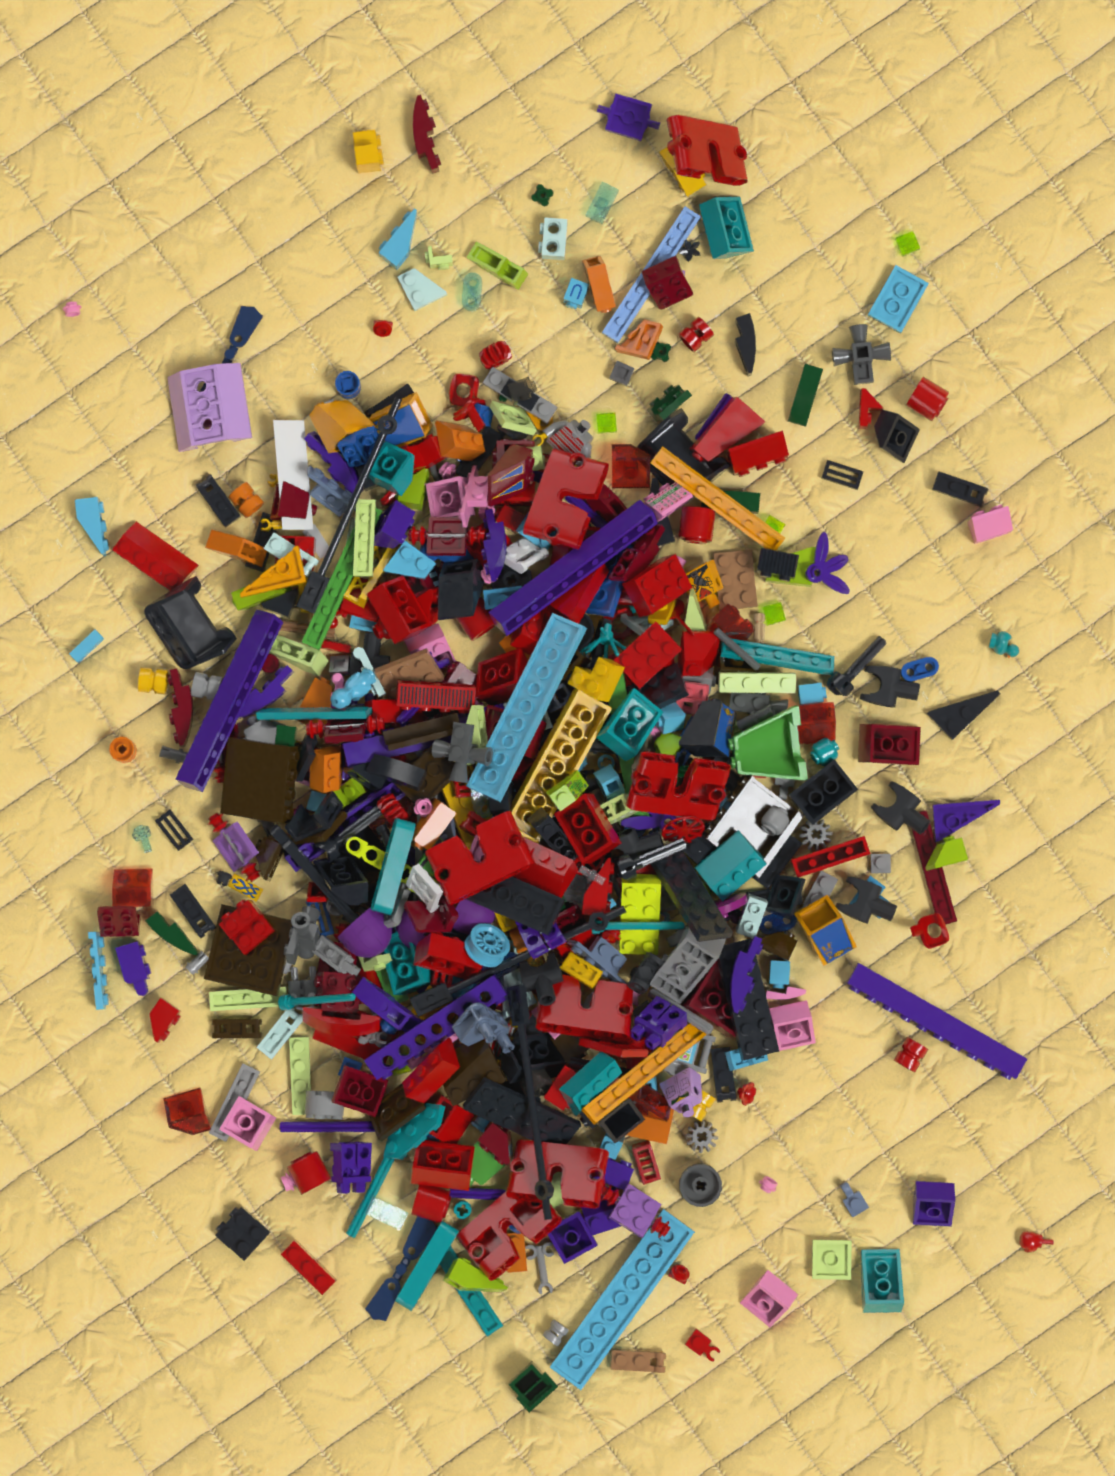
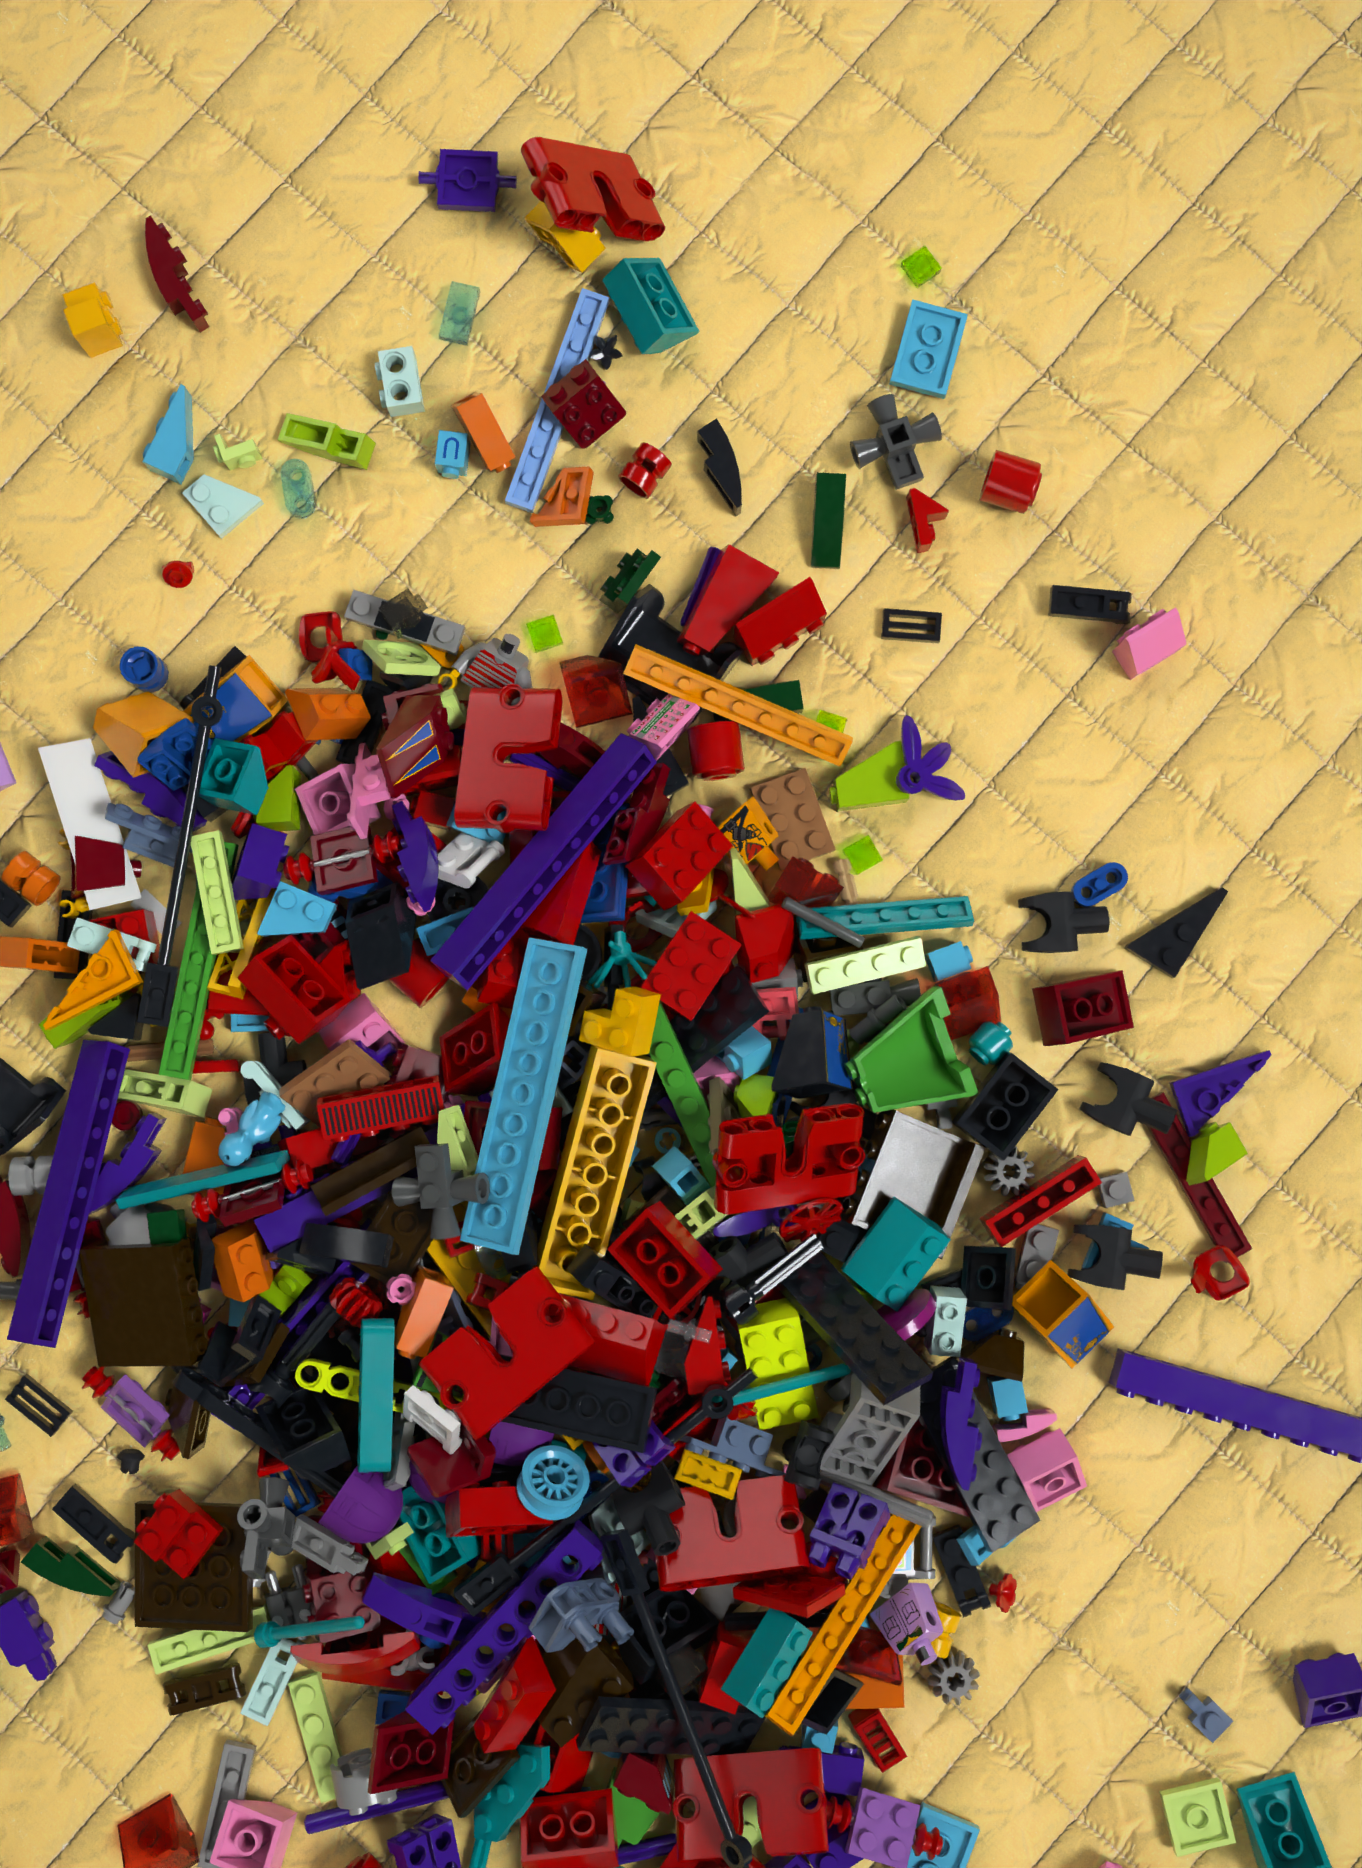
camera: 20 degrees left, 0 degrees up
(162, 1017) = (84, 1703): red slope -> none
(245, 887) = (178, 1468): yellow sticker -> none
(340, 665) = (230, 1093): flat silver plate -> none
(447, 470) = (324, 760): bright pink plate -> none
(495, 355) = (353, 571): red gear -> none
(541, 190) = (372, 331): dark green plate -> none
(567, 790) = (619, 1208): lime slope -> none
(621, 373) = (549, 555): flat silver plate -> none
(630, 725) = (691, 1081): teal slope -> none
(695, 1195) = (970, 1755): dark grey wheel -> none
(768, 1184) = (1072, 1724): bright pink plate -> none
(775, 821) = (944, 1167): light grey head -> none
(777, 564) = (852, 779): black brick -> none
(779, 862) = (965, 1225): black tile -> none
(841, 683) = (992, 931): black piece -> none
(895, 434) = (975, 545): black slope -> none
(911, 1054) = (1237, 1471): red wheel -> none
(999, 643) = (1210, 818): teal animal -> none

